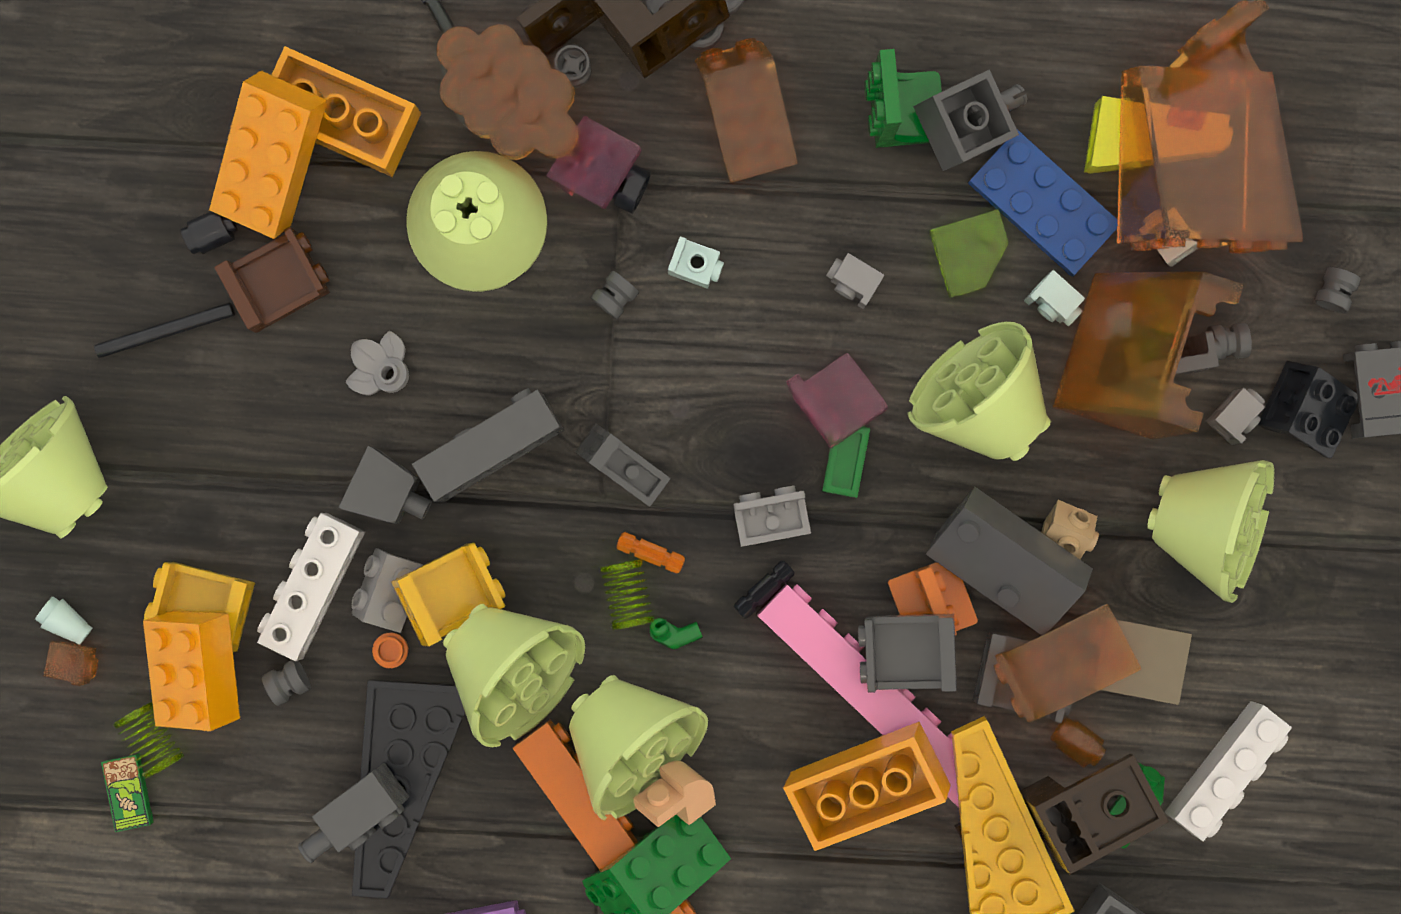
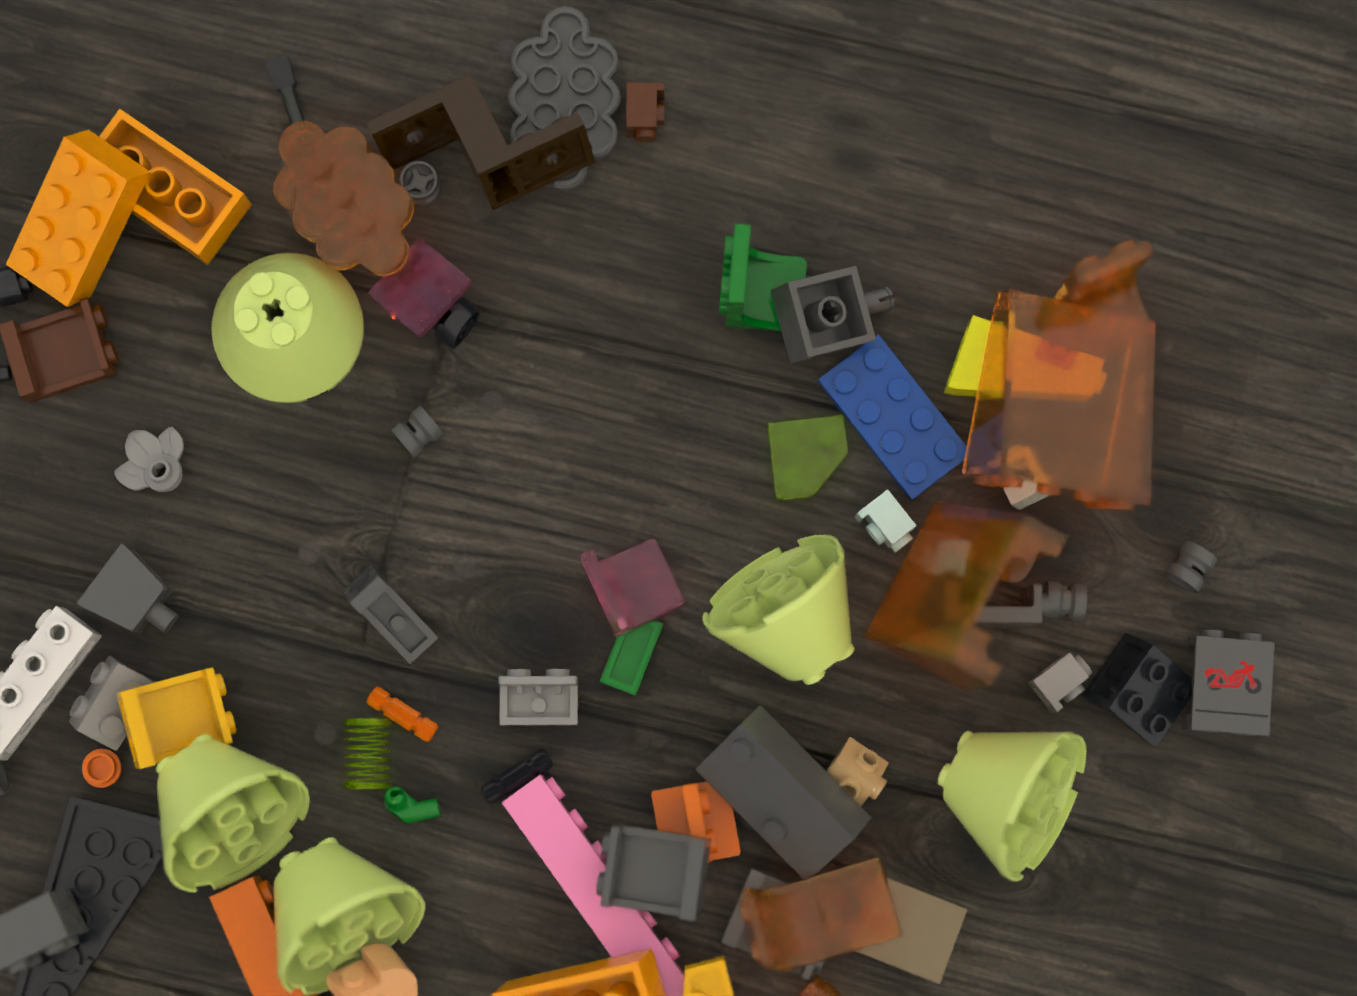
camera: 10 degrees right, 5 degrees down
(488, 446) = (249, 567): dark grey brick -> none
(681, 266) = (493, 413): light aqua brick -> none
(747, 109) = (594, 262): clear orange bracket -> none
(854, 279) = (676, 461): light grey brick -> none

